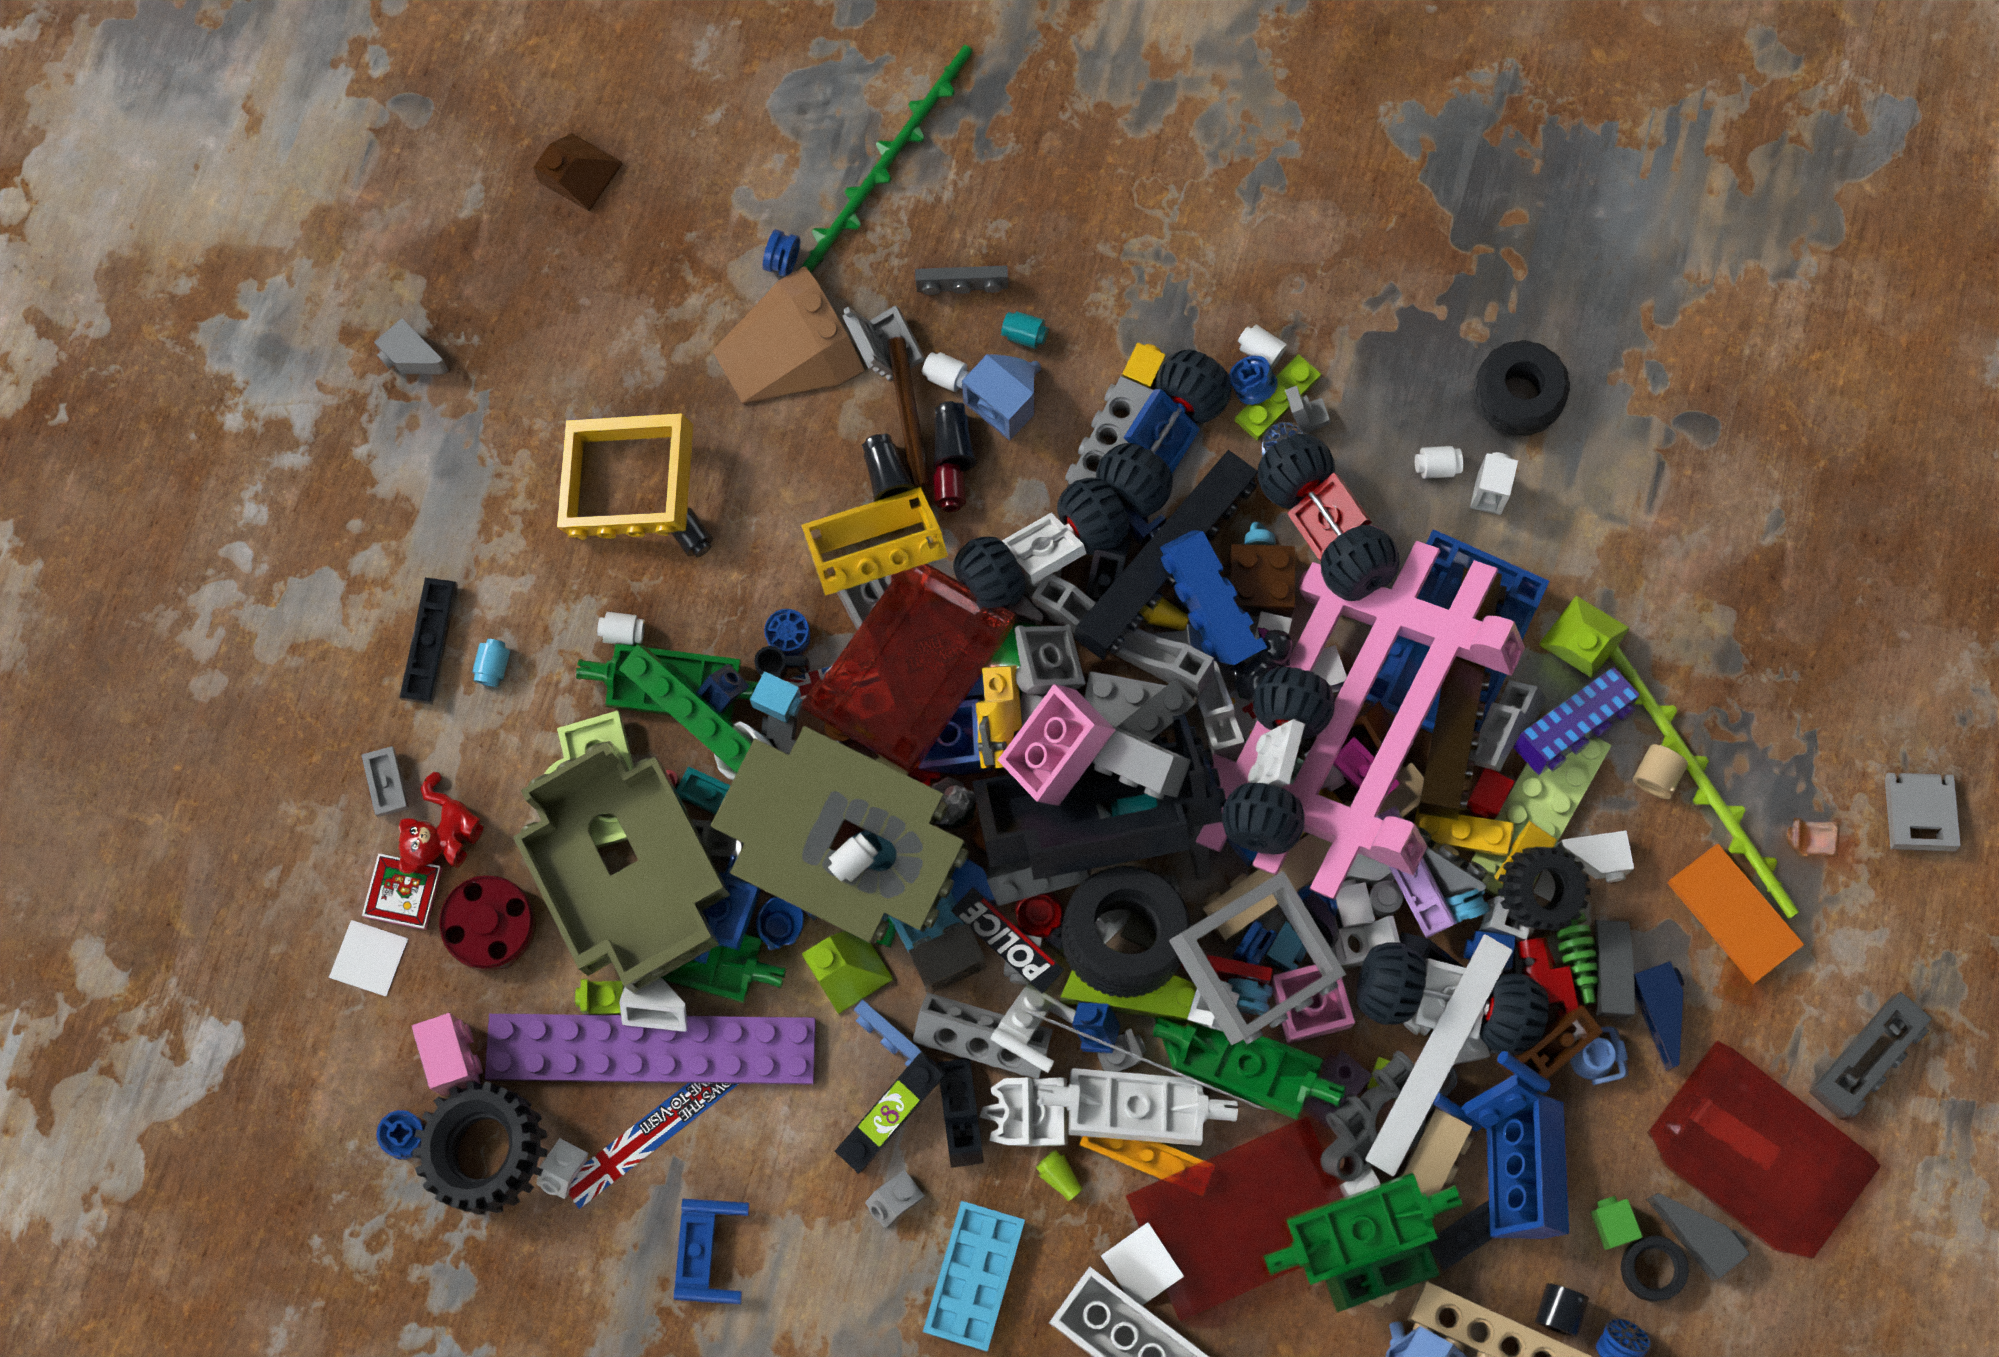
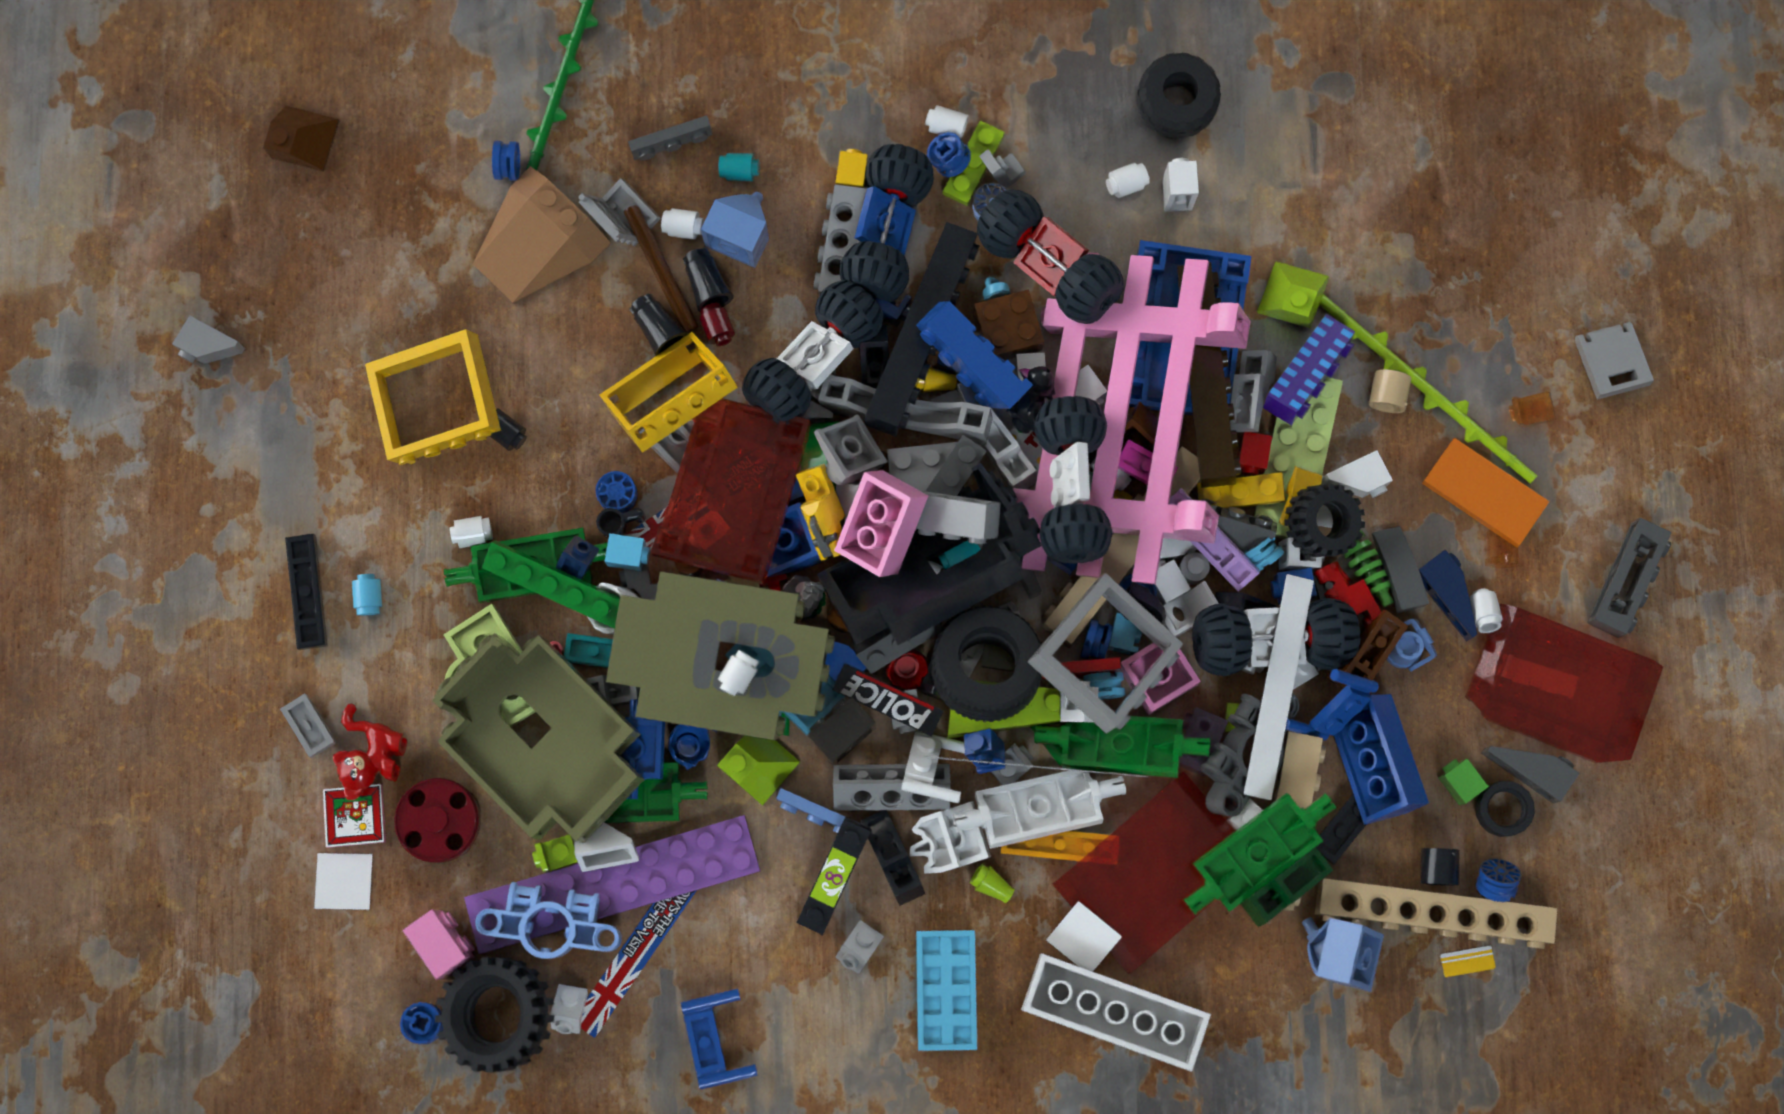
camera: 20 degrees left, 5 degrees up
(536, 1055) = (517, 924): none -> light blue piece
(1696, 1042) = (1486, 610): none -> white brick

